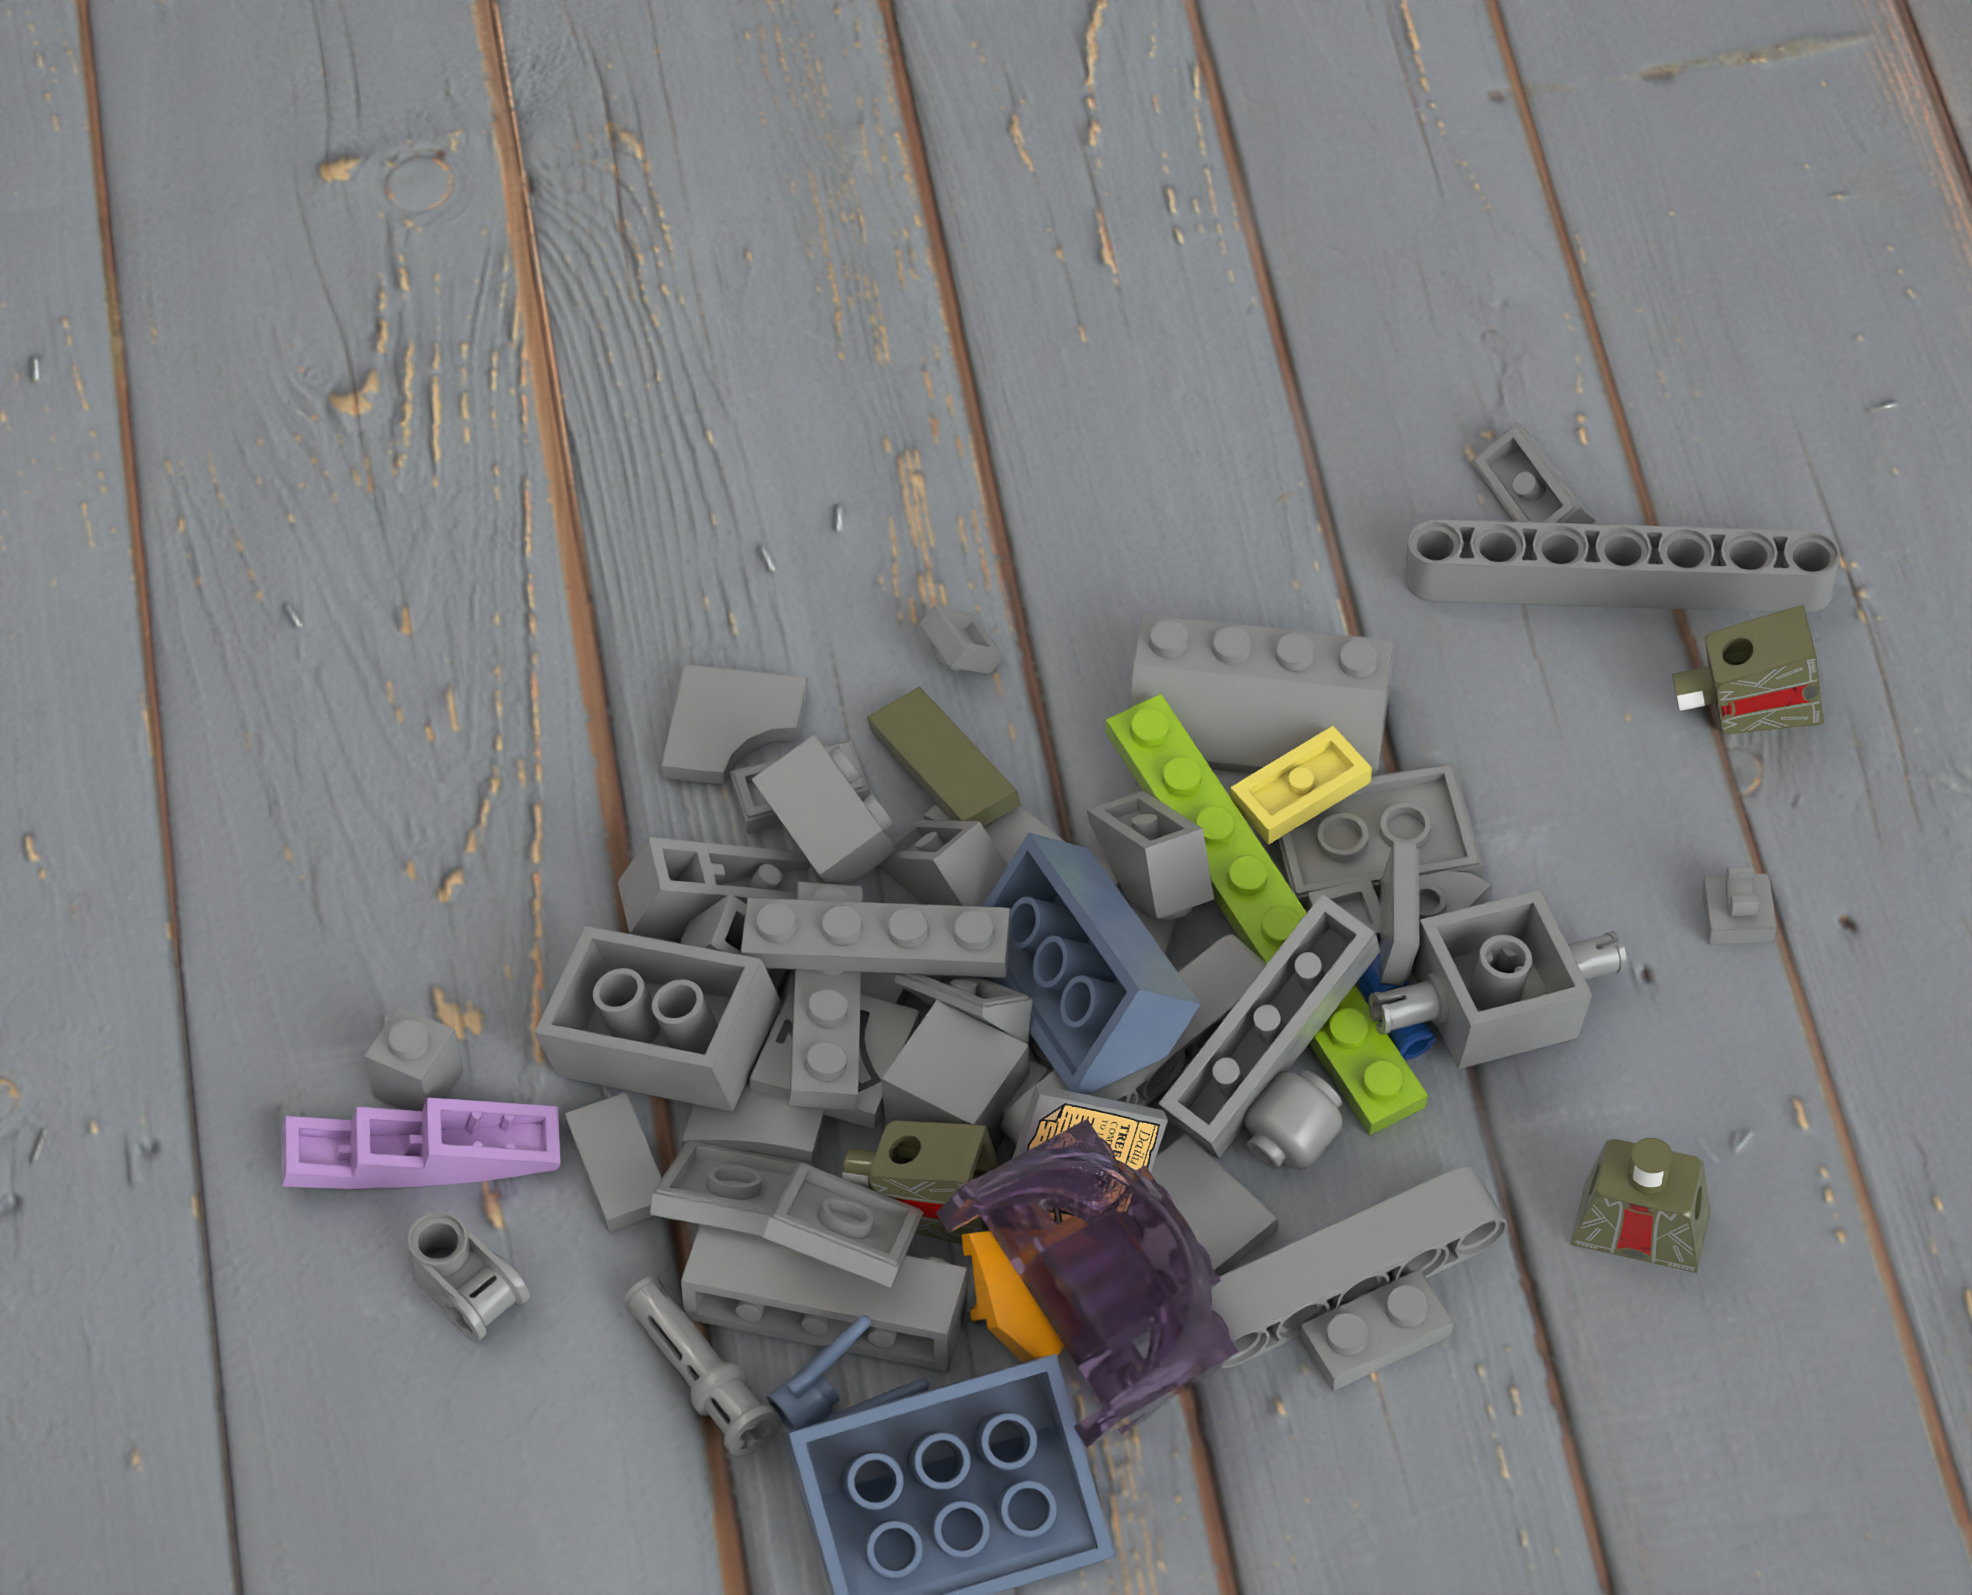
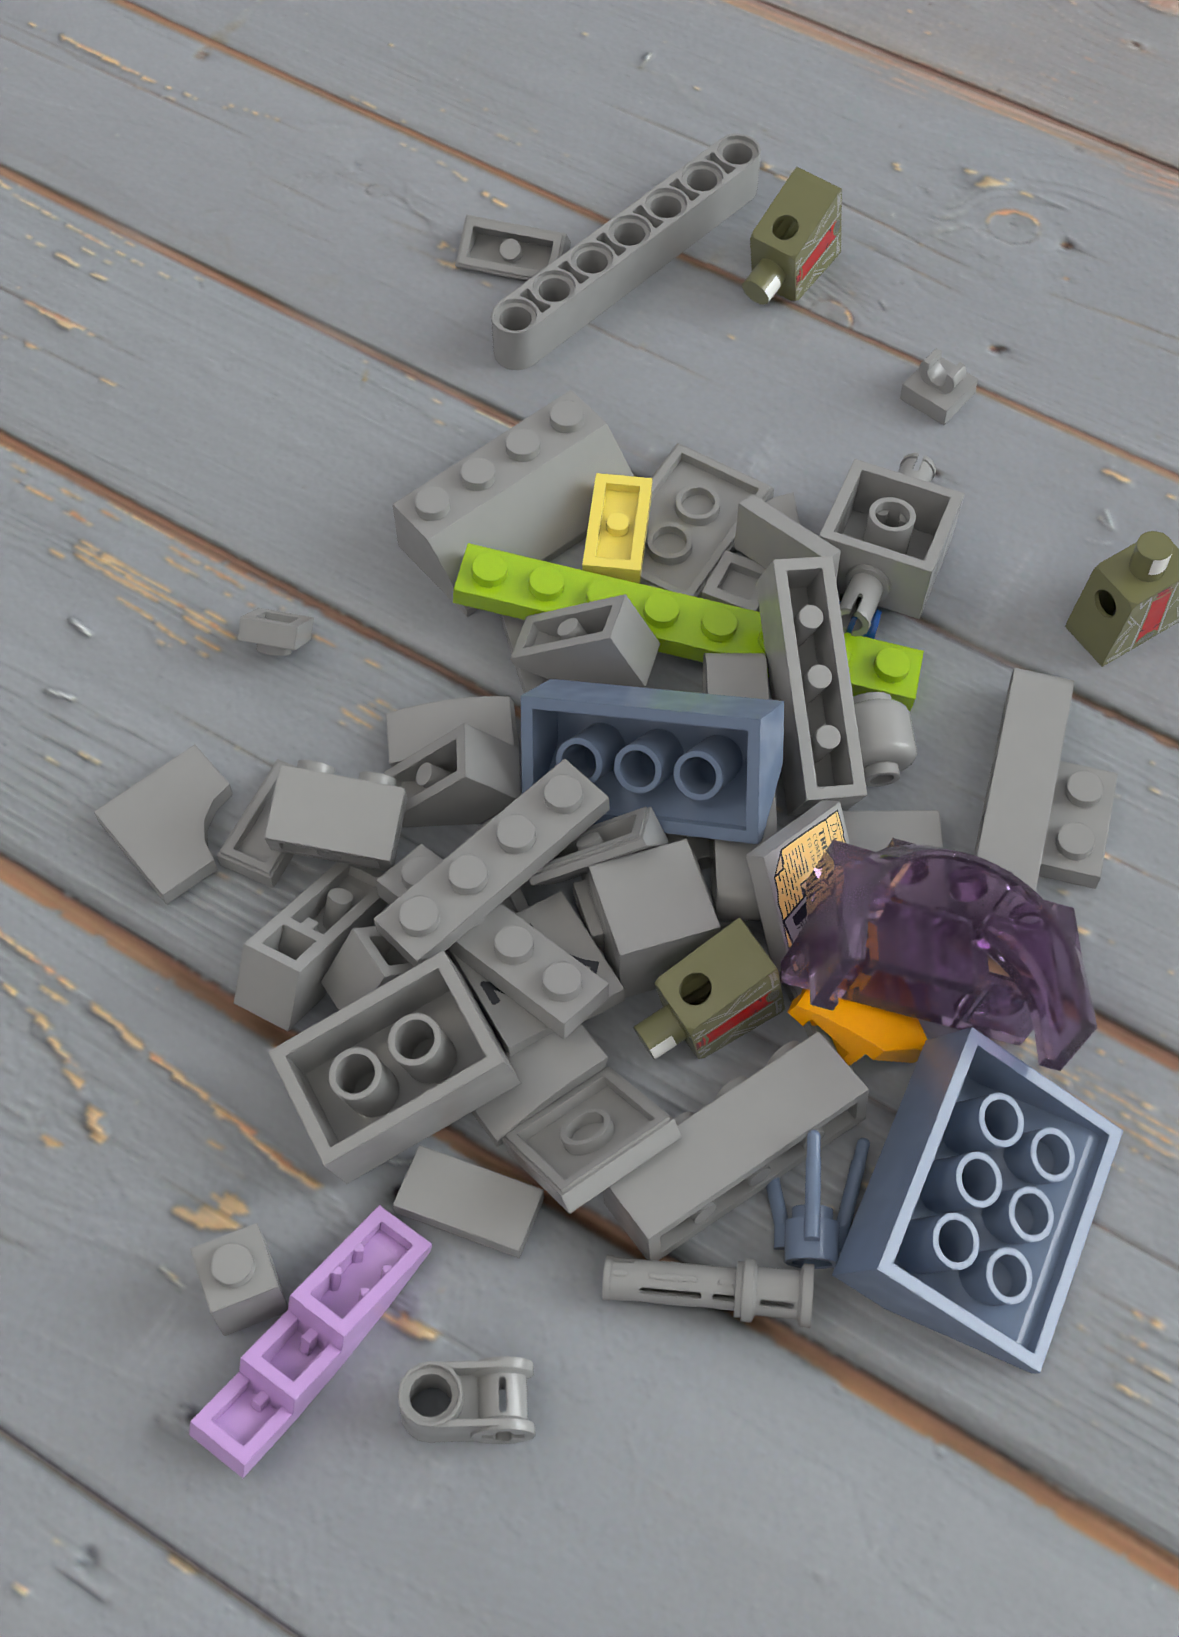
camera: 50 degrees left, 5 degrees up
(843, 1224) = (718, 1083): light grey tile -> none
(943, 759) = (362, 715): olive tile -> none

